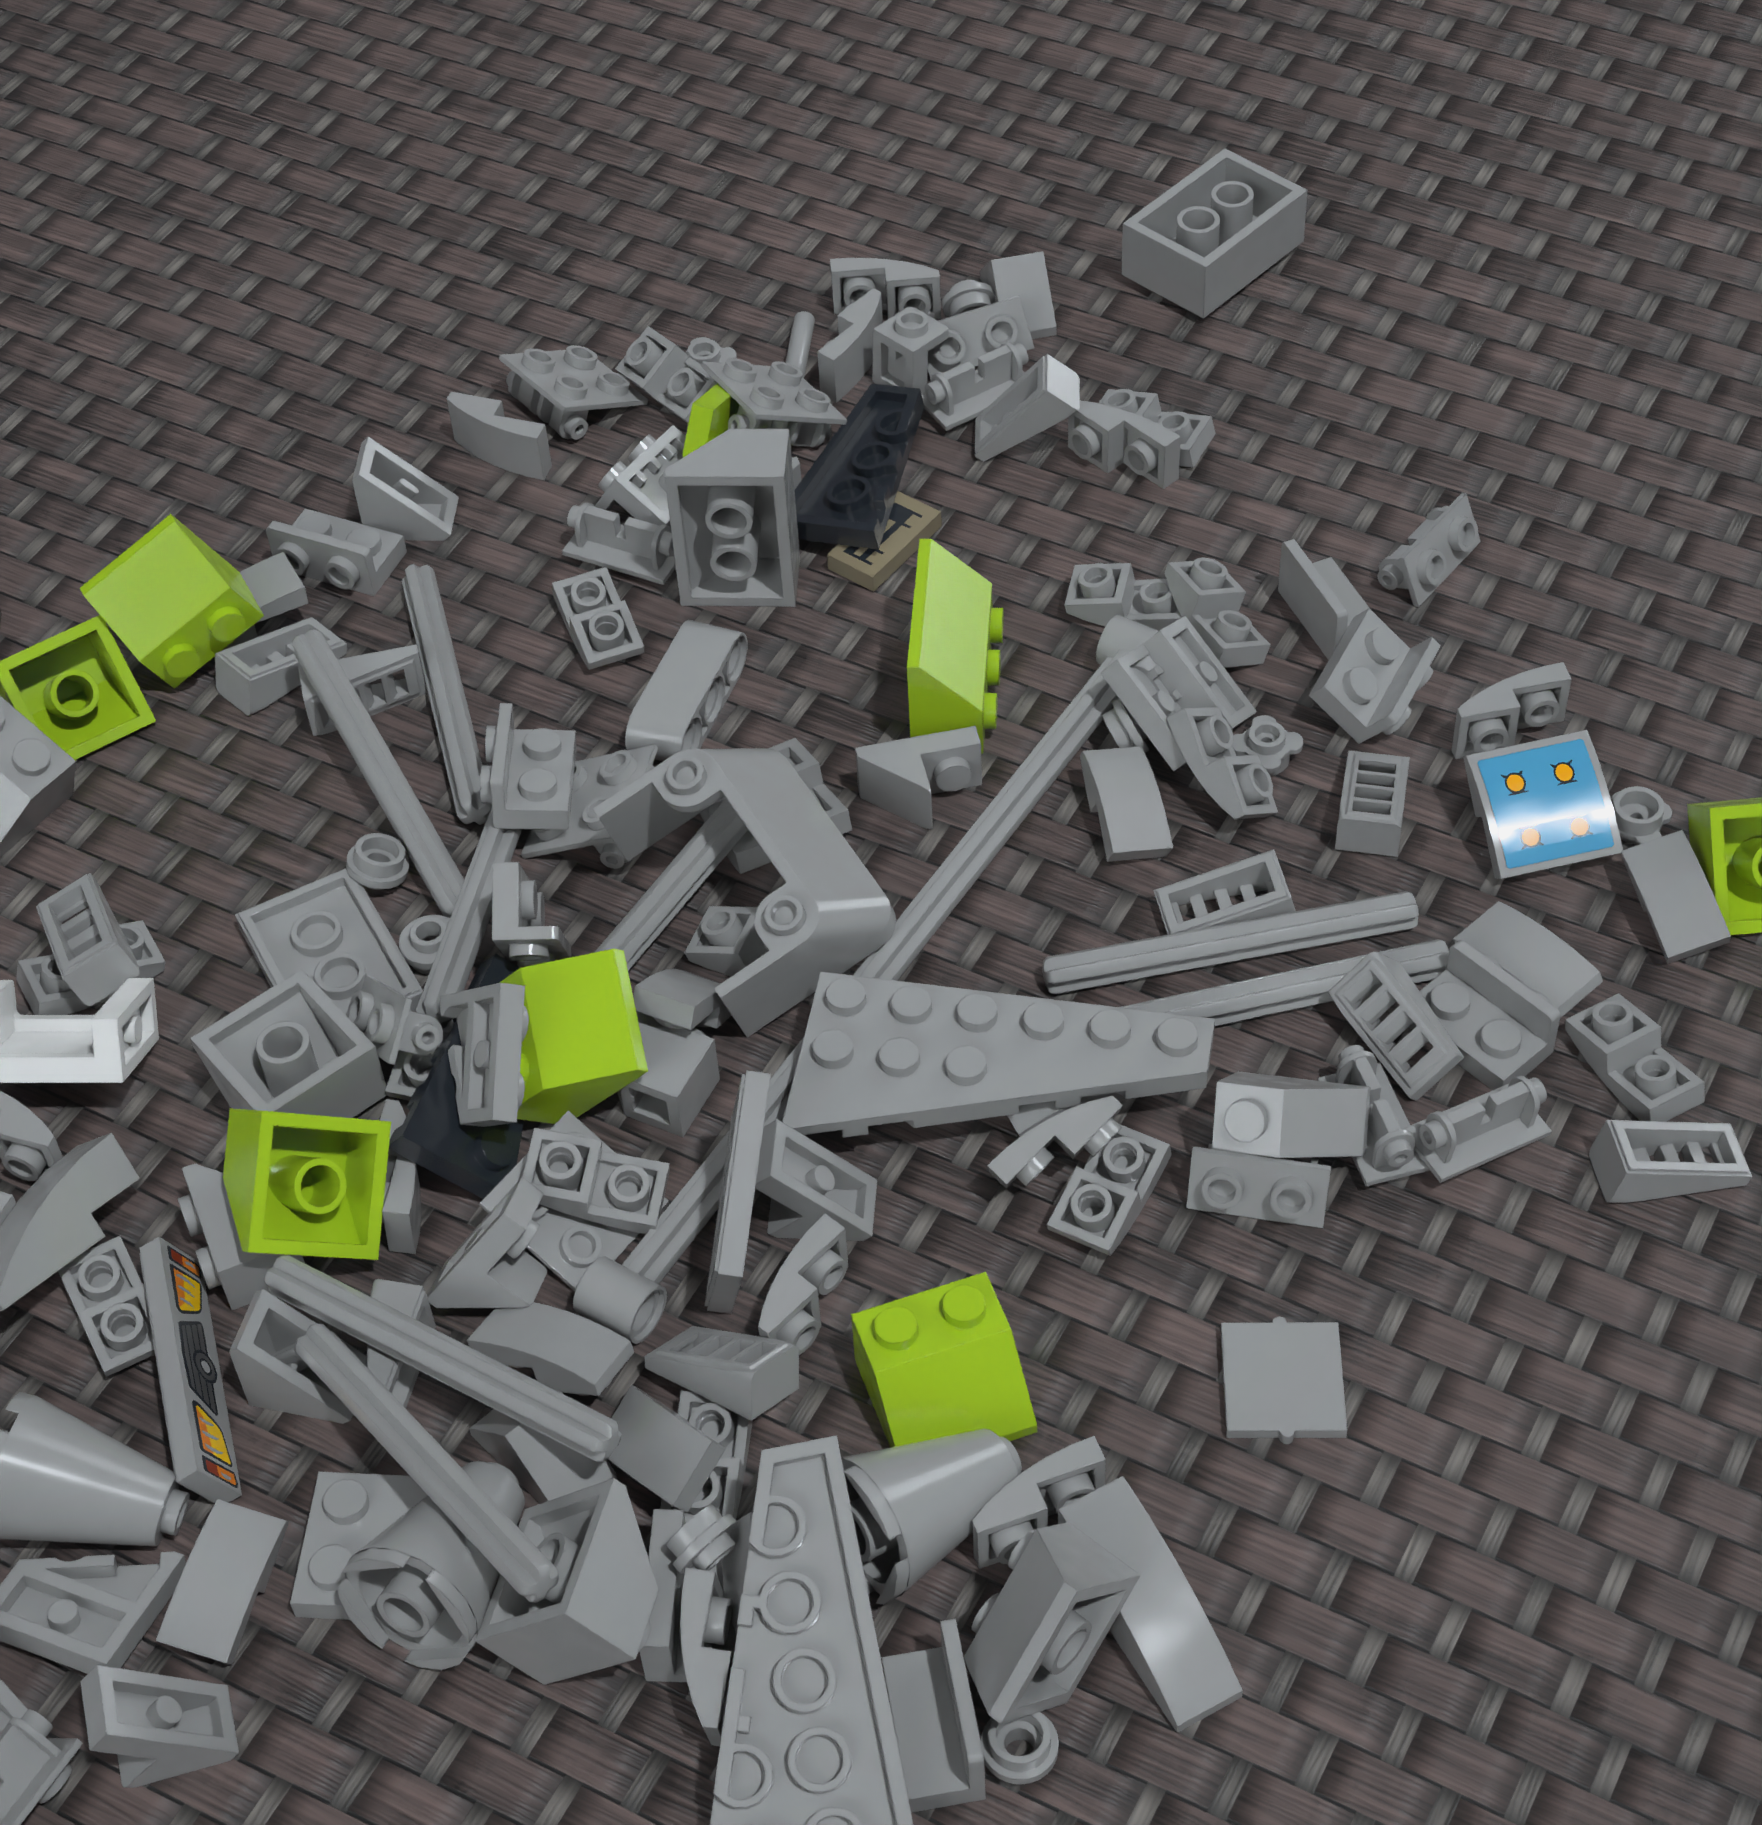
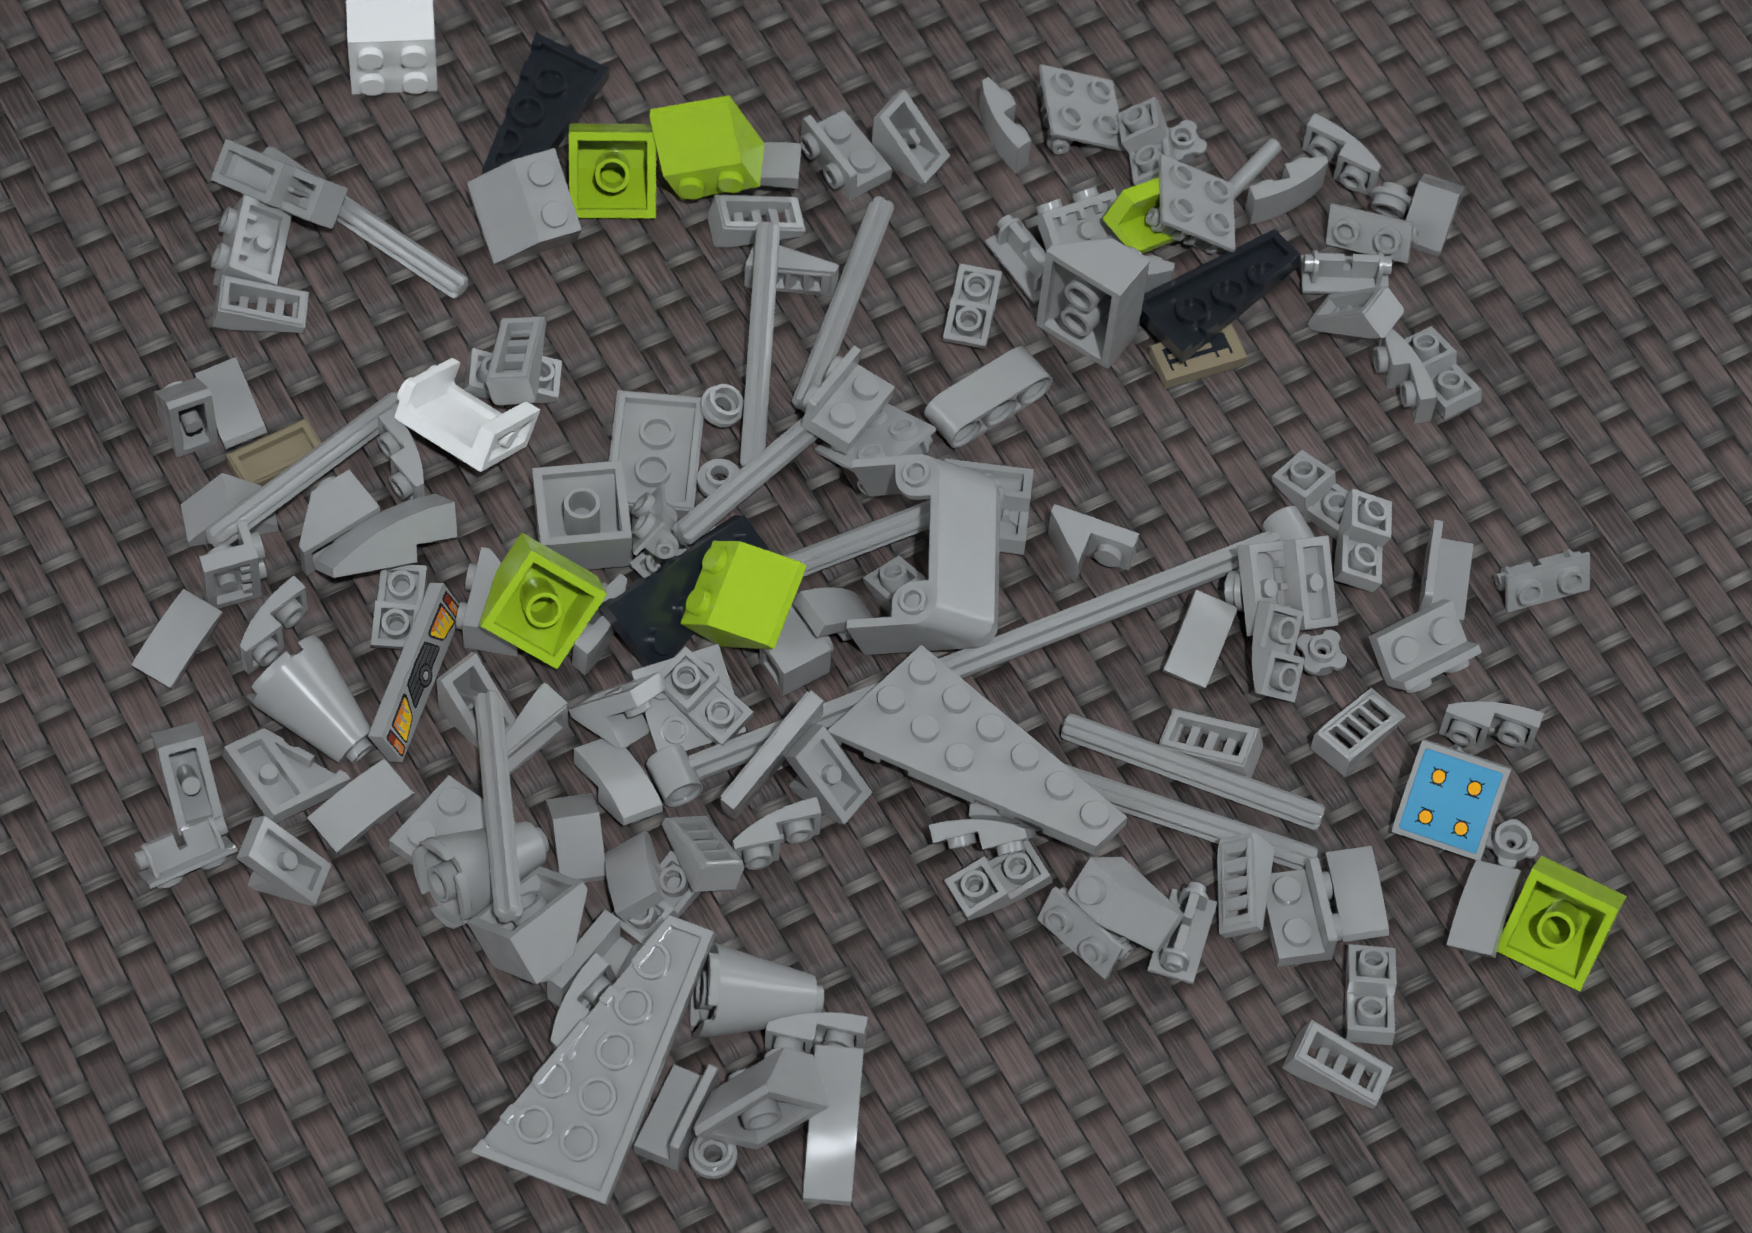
camera: 25 degrees right, 10 degrees up
(444, 1358) = (547, 753): light grey axle -> none
(488, 1061) = (686, 585): light grey wing -> none
(520, 919) = (767, 500): light grey bracket -> none
(703, 1540) = (615, 943): light grey plate -> none
(903, 348) = (1312, 214): light grey bracket -> none
(943, 1364) = (821, 927): lime slope -> none
(951, 646) = (1166, 468): lime slope -> none
(1213, 232) = (1598, 243): light grey brick -> none
(1283, 1380) = (1009, 1051): light grey piece -> none
(1481, 1128) = (1238, 979): light grey hinge -> none

